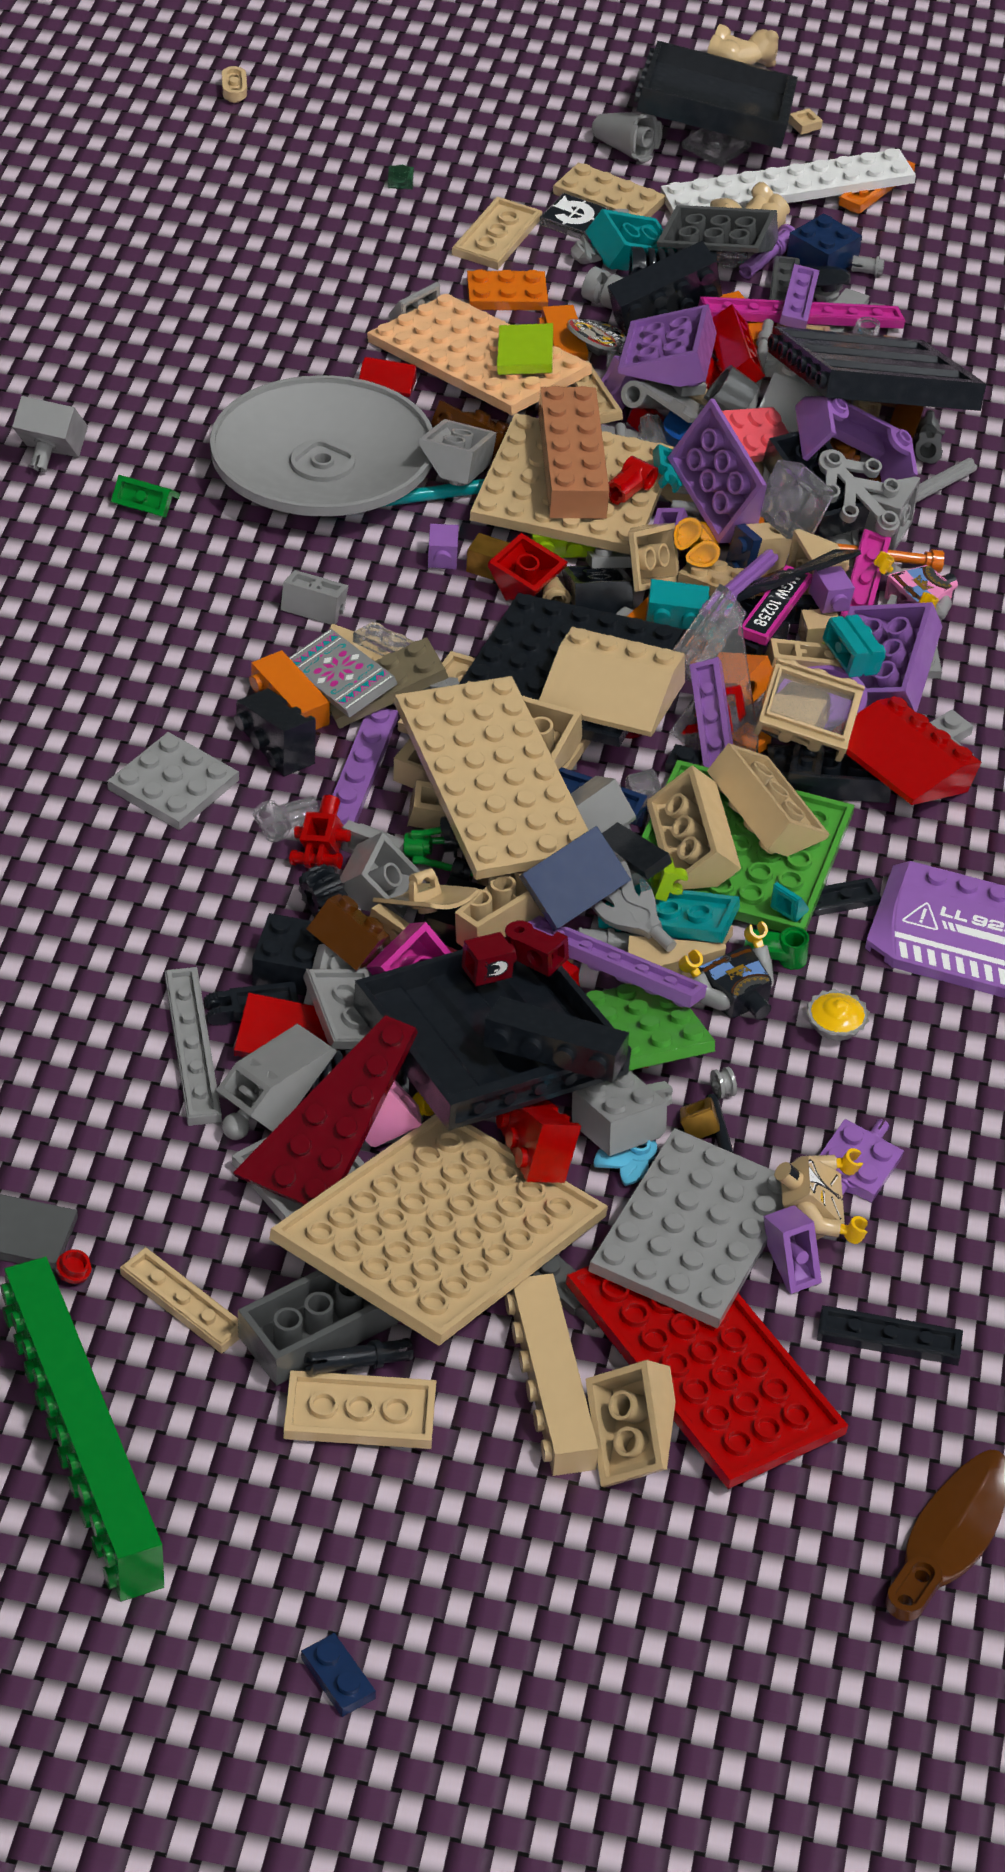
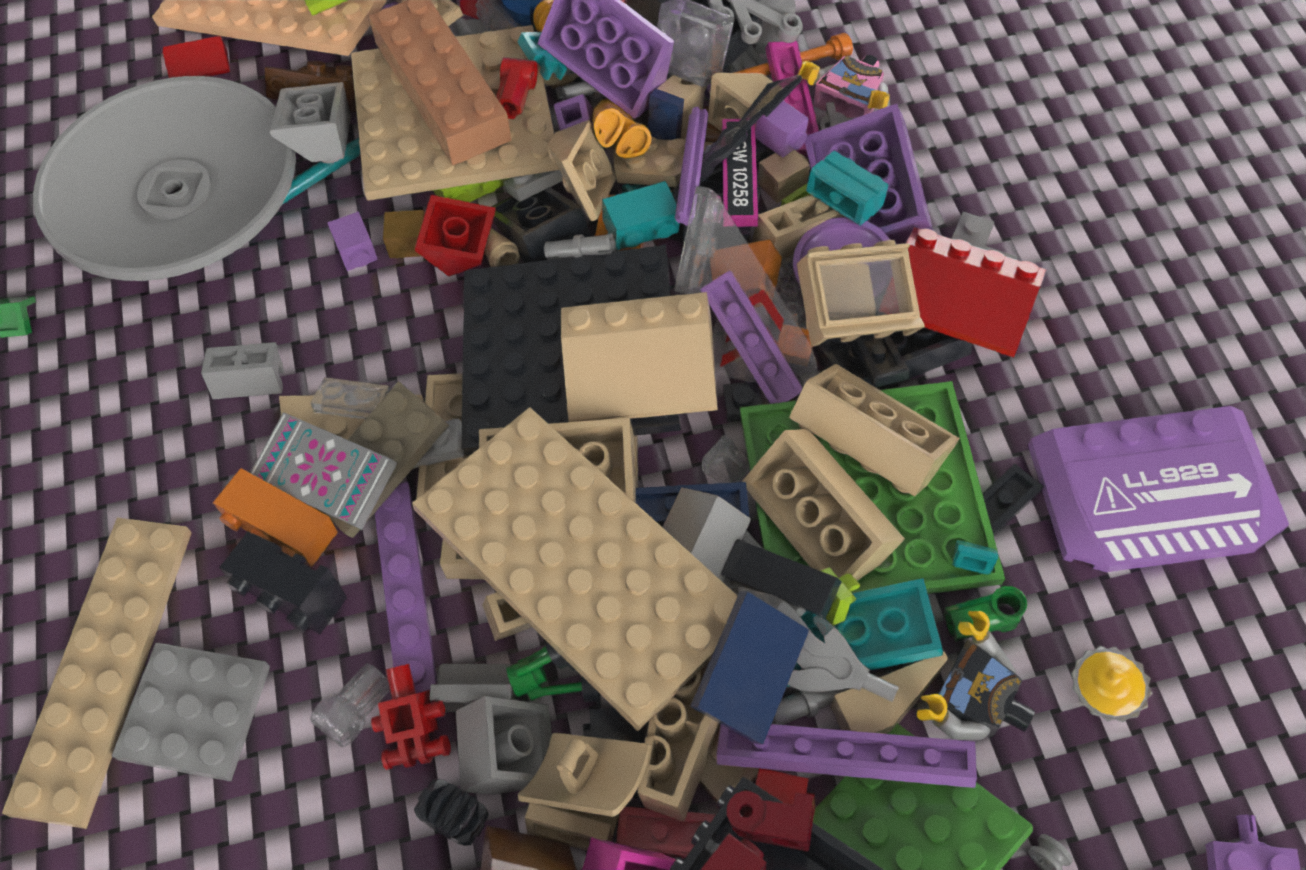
camera: 20 degrees left, 15 degrees up
(121, 733) = (98, 675): none -> tan plate
(617, 607) = (580, 246): none -> light grey pin

